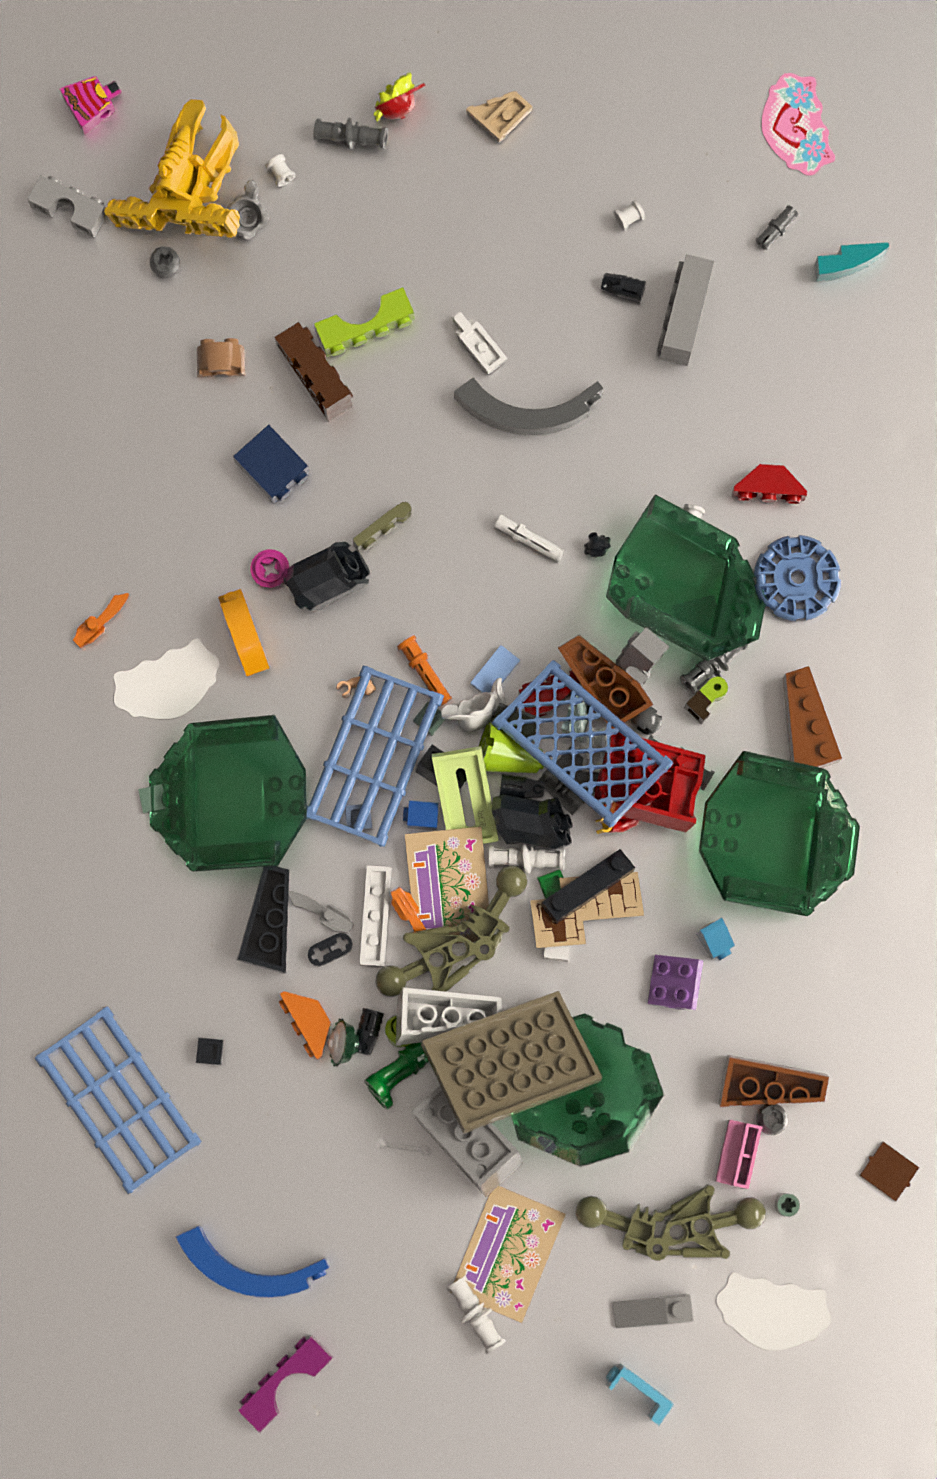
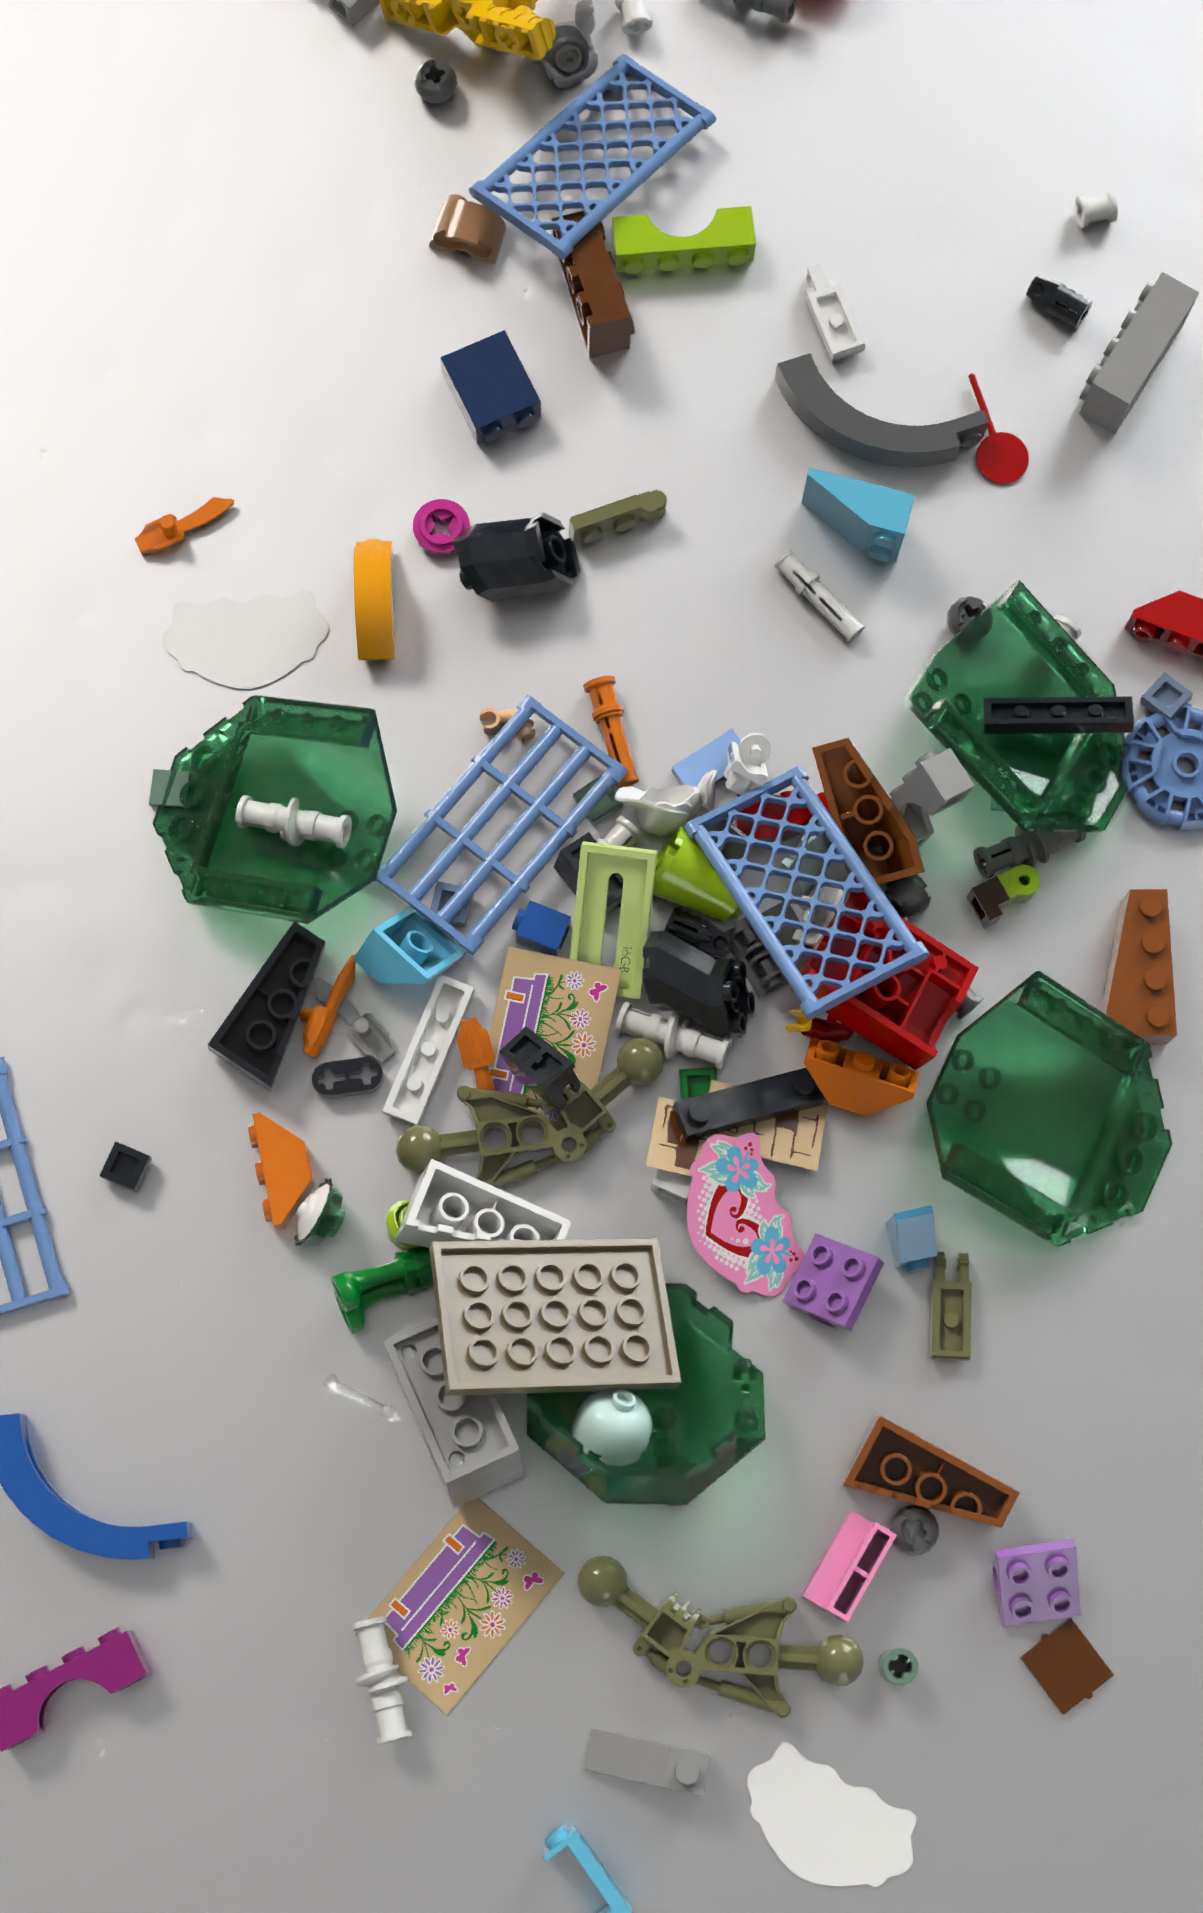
camera: 15 degrees right, 5 degrees down
(242, 798) = (293, 823): none -> white piece
(302, 918) = (321, 1019): none -> orange piece
(316, 301) = (616, 189): none -> medium blue door
(342, 857) = (407, 950): none -> medium azure slope
(368, 1030) = (364, 1210): black hinge -> none
(451, 906) = (540, 1067): none -> black hinge
(452, 739) = (623, 834): none -> white bush
(501, 114) = (959, 28): tan wing -> none
(519, 668) = (747, 763): none -> white hips
(545, 477) = (861, 512): none -> medium azure slope
(568, 1117) = (613, 1426): none -> light aqua cylinder
(597, 545) = (912, 634): black plant -> none
(603, 961) = (737, 1217): none -> sticker
(617, 404) = (1000, 455): none -> red piece
(627, 514) = (967, 605): none -> dark grey piece
(651, 849) = (858, 1079): none -> orange slope
(706, 572) = (1058, 715): none -> black plate
(753, 976) = (950, 1311): none -> olive hinge
(770, 533) = (1165, 693): none -> sand blue plate
(856, 1127) = (1037, 1582): none -> medium lavender plate

